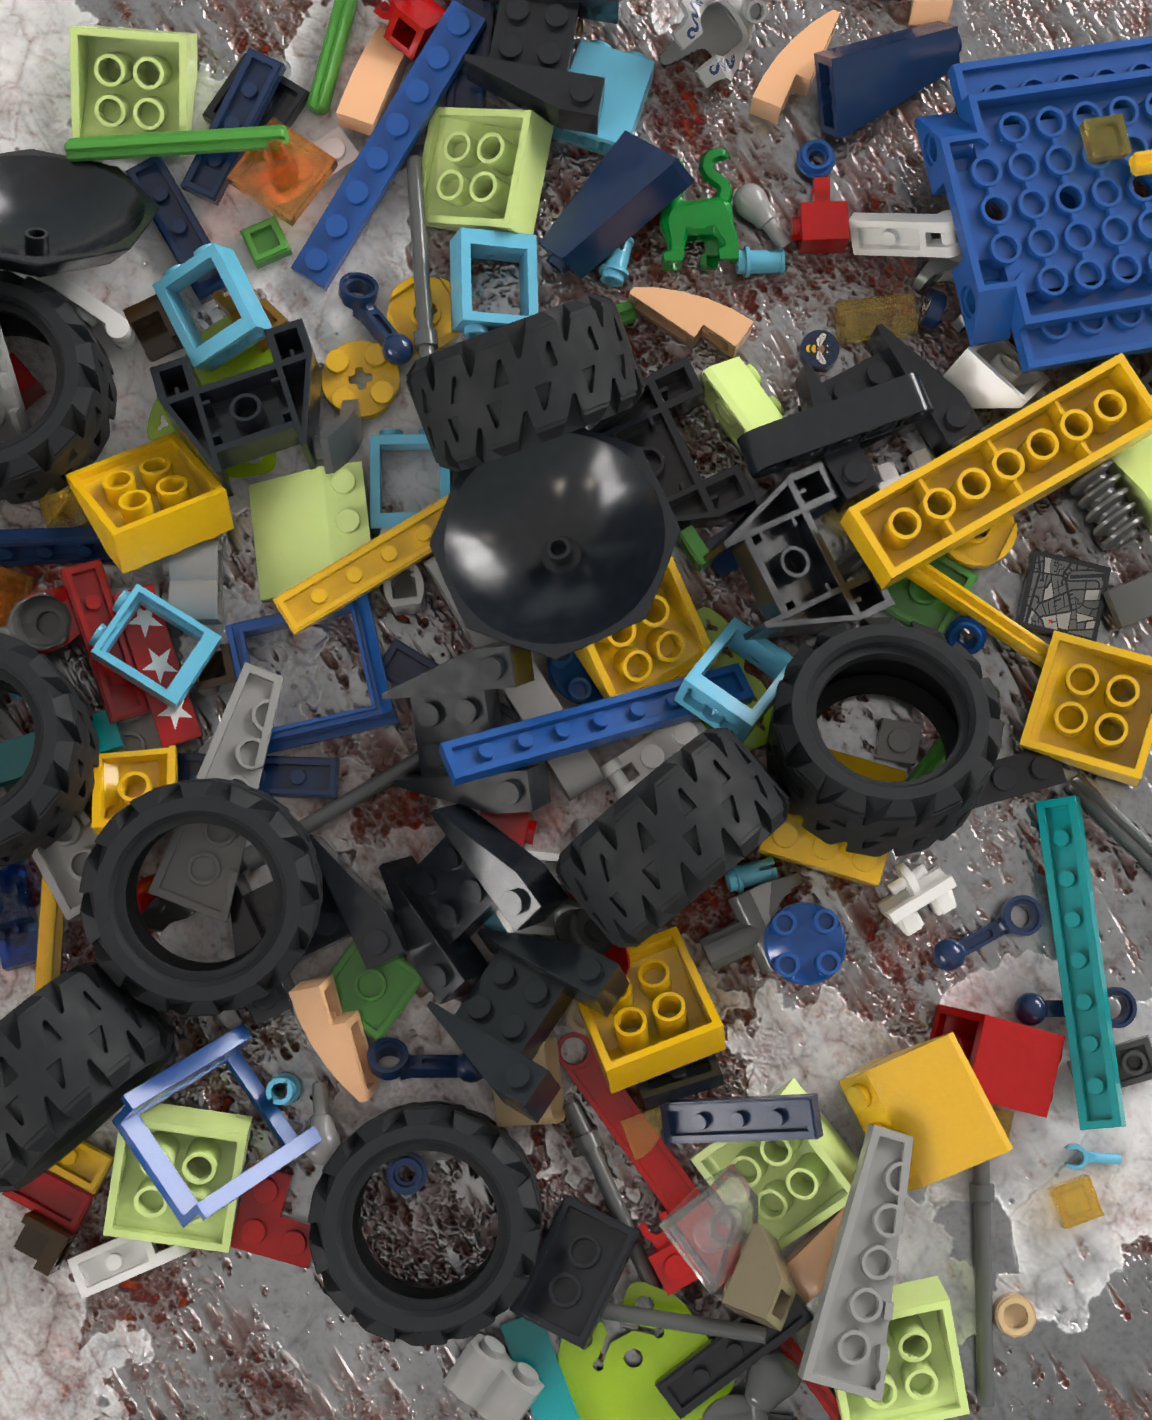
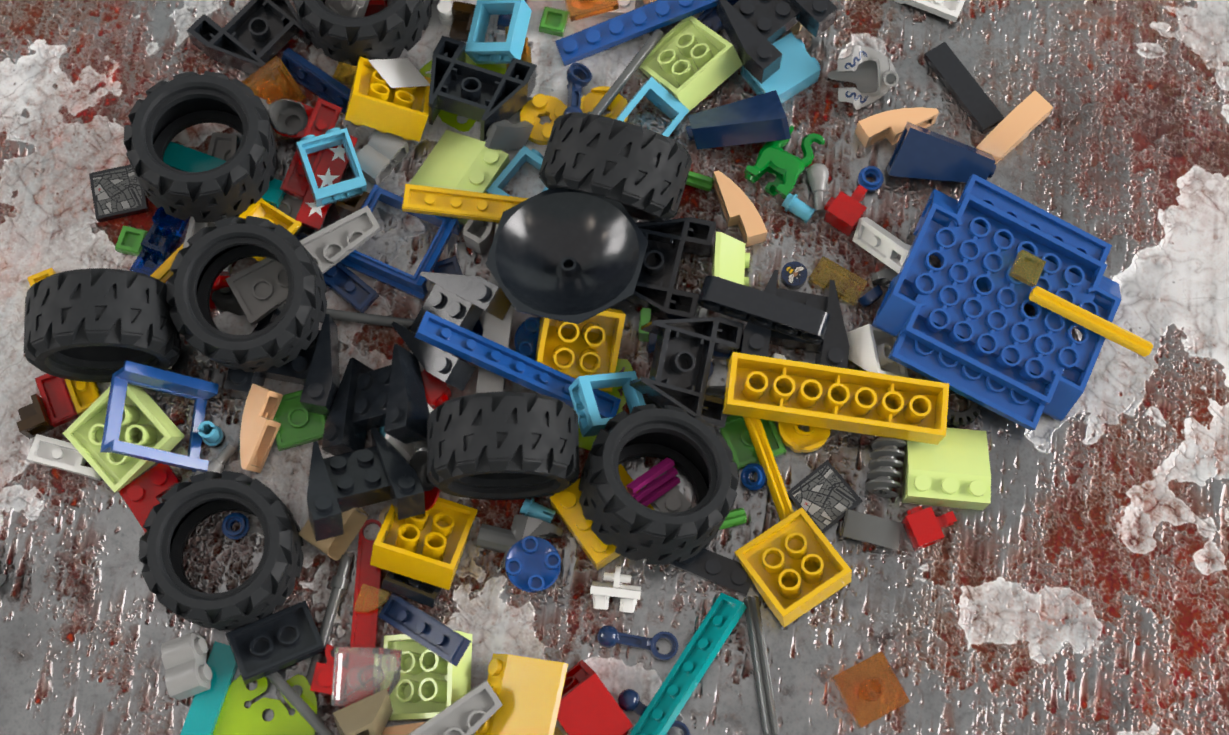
camera: 40 degrees right, 10 degrees down
(131, 457) = (399, 72): none -> white sticker
(418, 1065) = (283, 472): dark blue piece -> none
(614, 269) = (718, 157): medium azure pin -> none
(863, 734) = (654, 488): none -> dark pink tile

